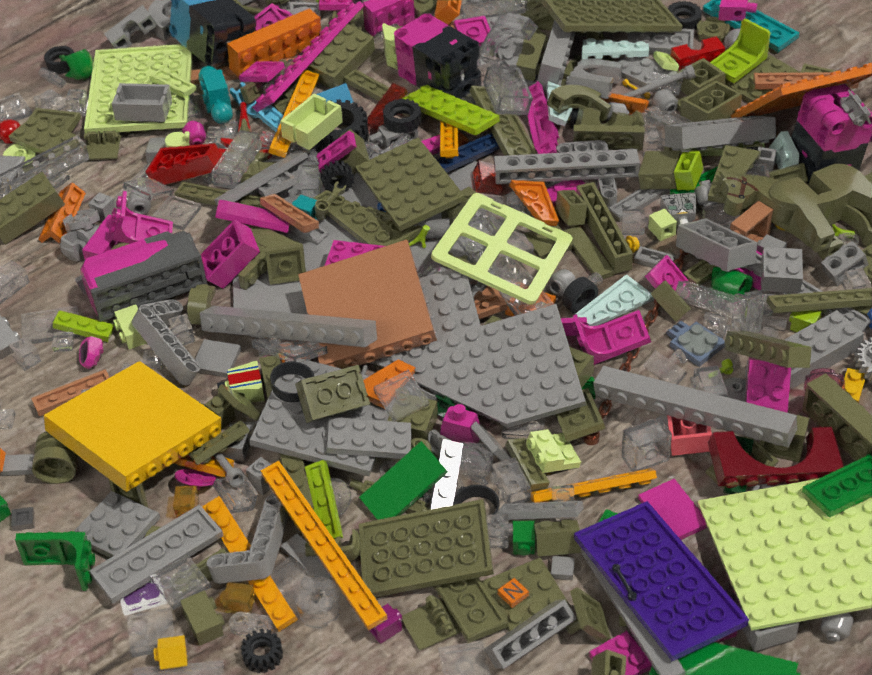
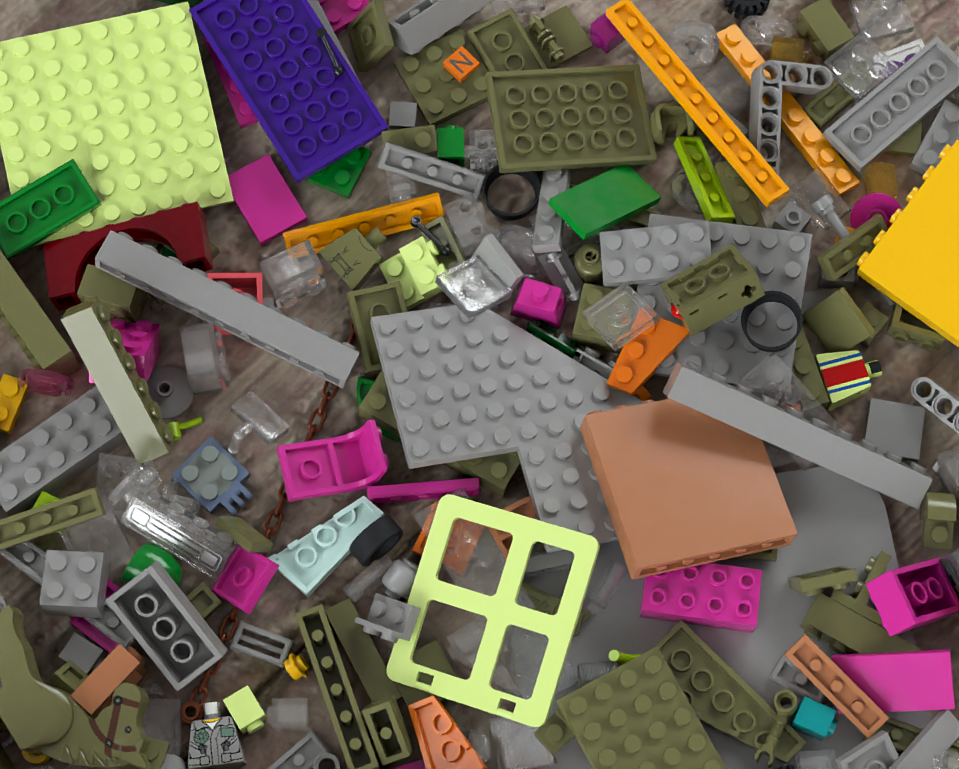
camera: 175 degrees right, 25 degrees up
(508, 424) = (473, 286): none -> clear plate
(551, 482) = (416, 222): none -> black hinge
(571, 254) = (391, 618): none -> light grey bracket
(601, 459) = (354, 256): none -> olive torso
(776, 227) = (68, 677): none -> olive plate

